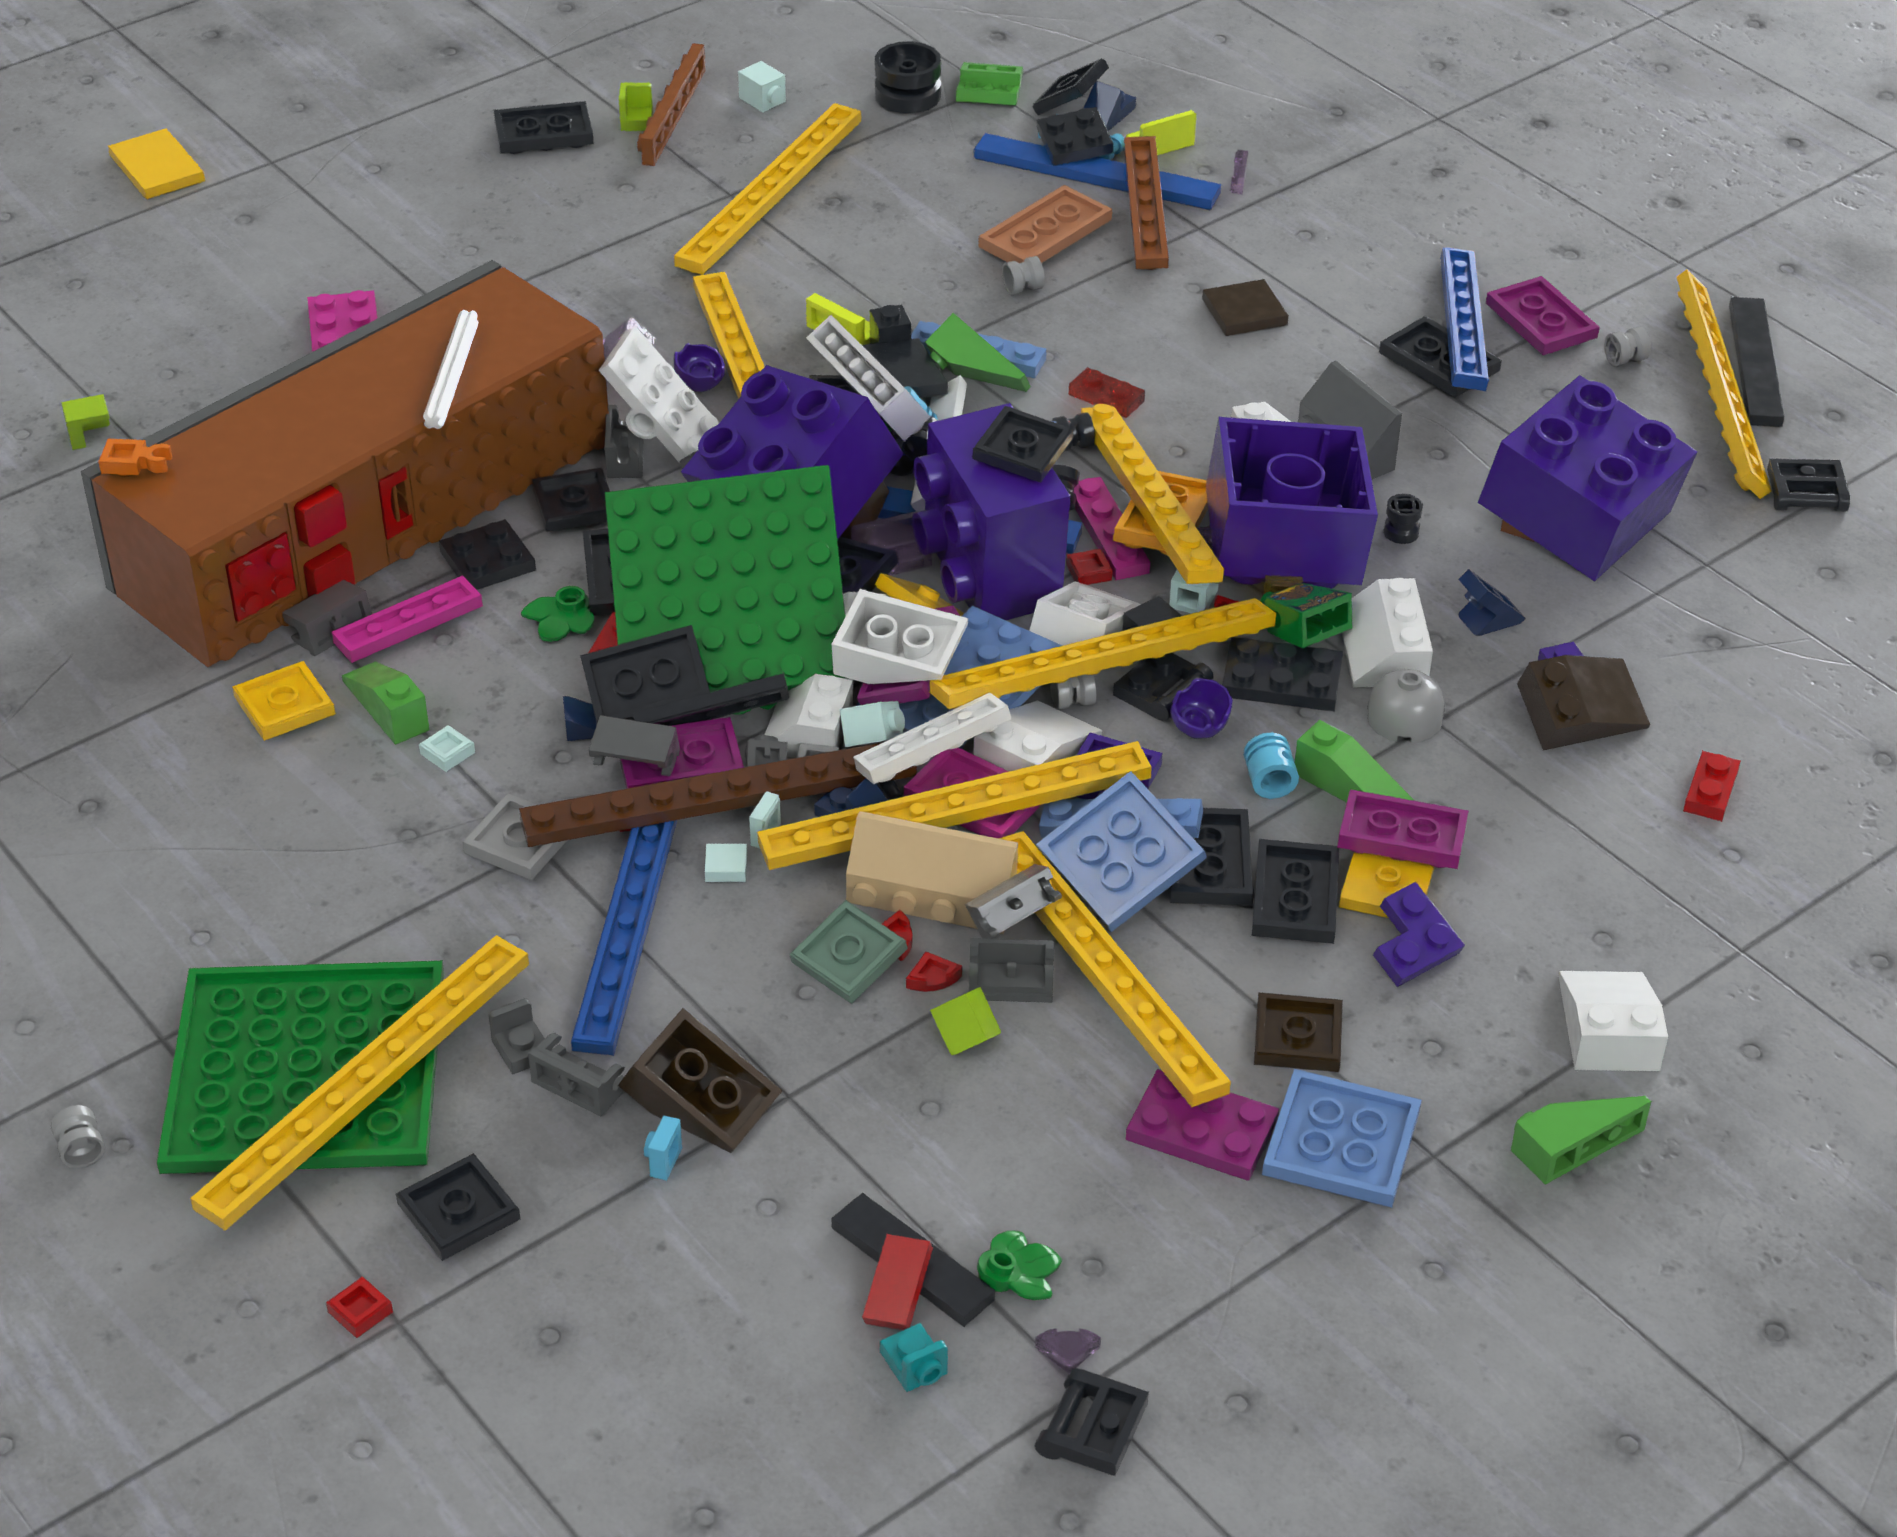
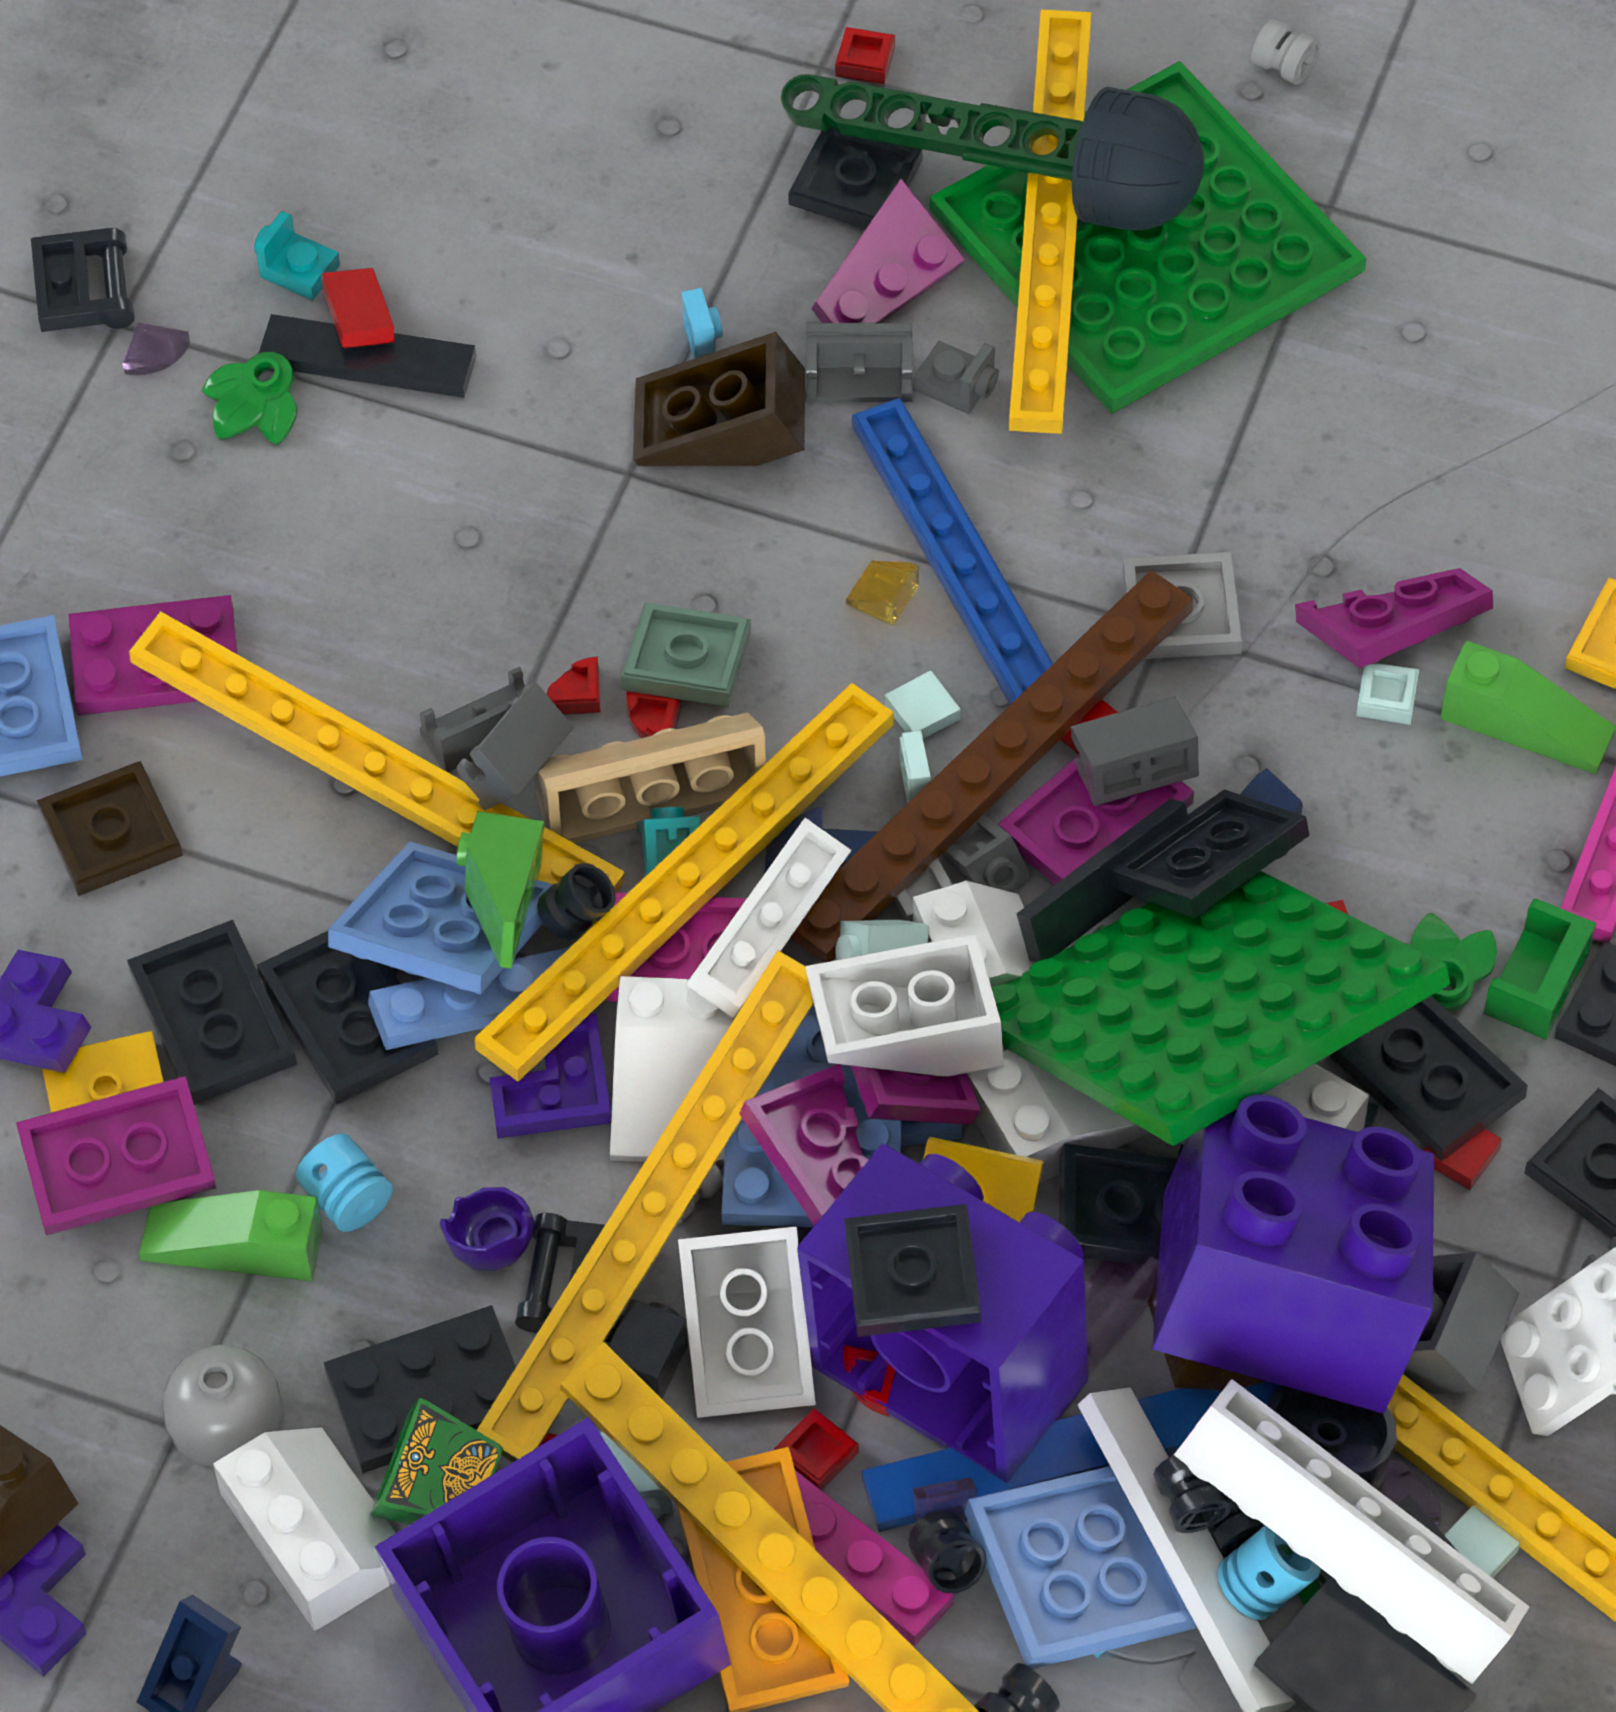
camera: 150 degrees right, 15 degrees up
(295, 1044) = (1128, 160): none -> piece
(404, 770) = (1379, 625): none -> magenta wing
(489, 1124) = (890, 264): none -> magenta wing
(516, 580) = (1541, 969): none -> green panel
(687, 933) = (885, 589): none -> clear yellow slope
(965, 1021) = (489, 630): lime panel -> none
(998, 625) = (809, 1137): none -> magenta wing
(1036, 812) = (576, 901): none -> black wheel
(1075, 829) = (501, 876): none -> bright green slope

